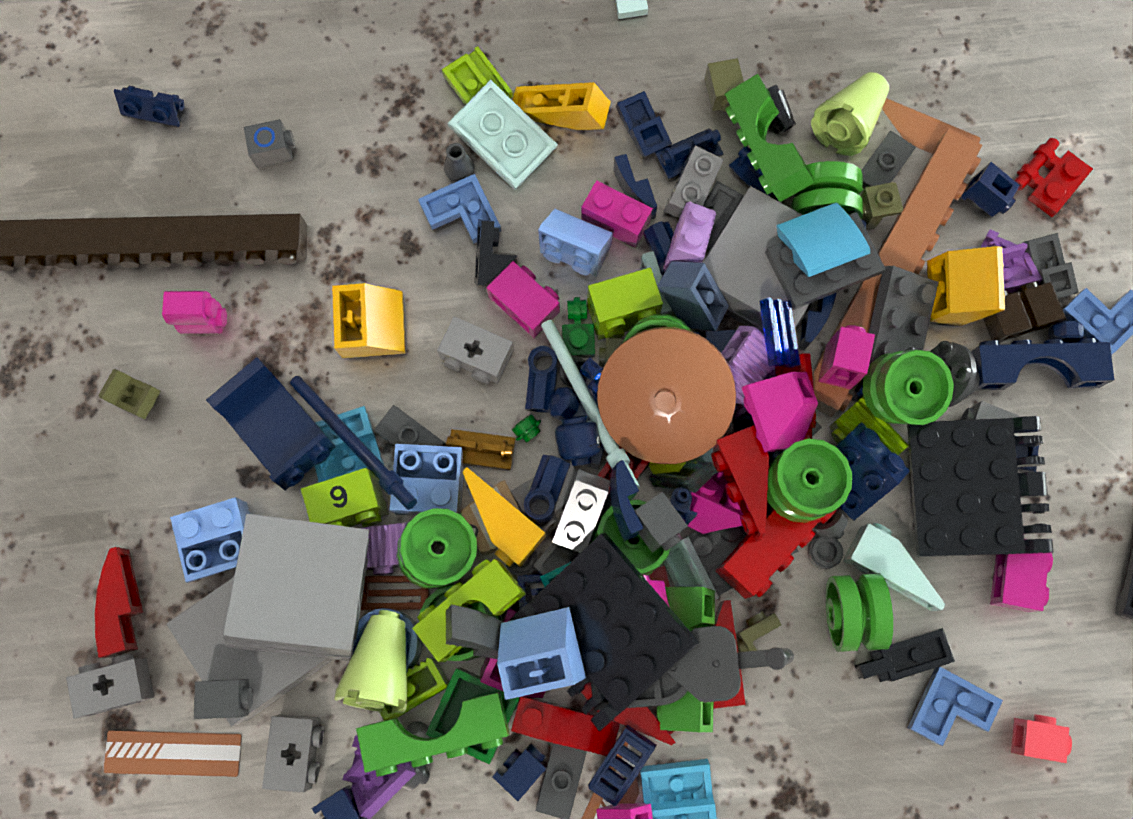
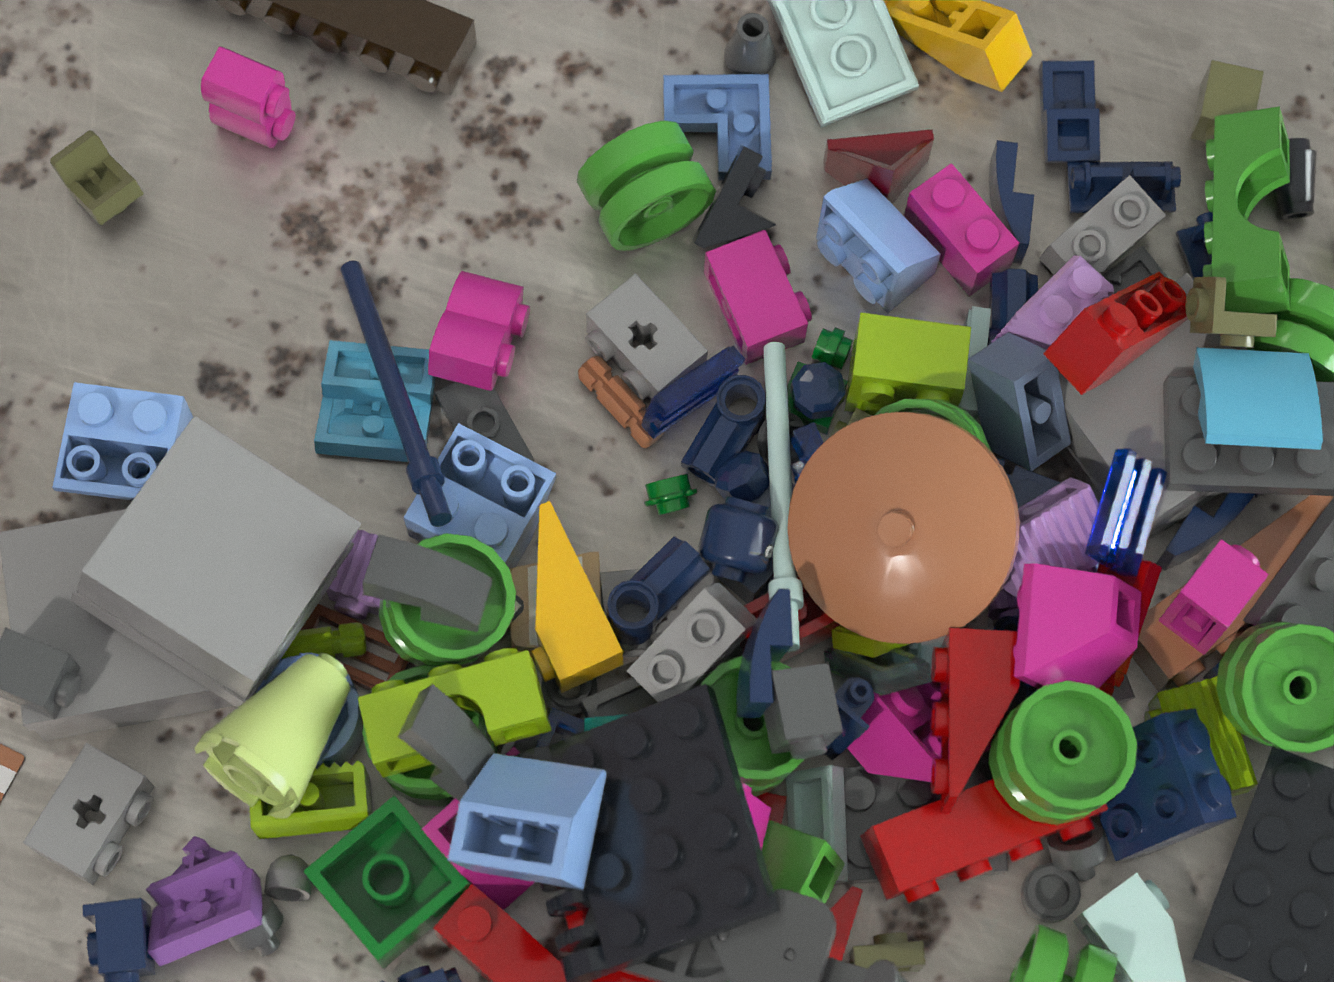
camera: 20 degrees right, 5 degrees down
(271, 424) = (285, 314): dark blue panel -> none
(346, 500) = (351, 470): lime brick -> none
(368, 320) = (502, 223): yellow slope -> none
(378, 597) = (348, 640): none -> lime axle
(381, 386) = (477, 331): none -> dark pink brick
(390, 743) = (392, 885): bright green arch -> none
(421, 545) = (424, 578): none -> dark grey slope
(436, 265) = (645, 185): none -> bright green wheel
(477, 389) = (616, 398): none -> nougat axle
(483, 448) = (589, 495): pearl gold hinge -> none
(513, 367) = (690, 391): none -> clear blue tile
(556, 194) = (884, 159): none -> dark red slope
(581, 337) = (818, 390): none -> dark blue tile
(732, 235) = (1117, 331): none -> red slope
(774, 203) = (1236, 329): none -> olive bracket

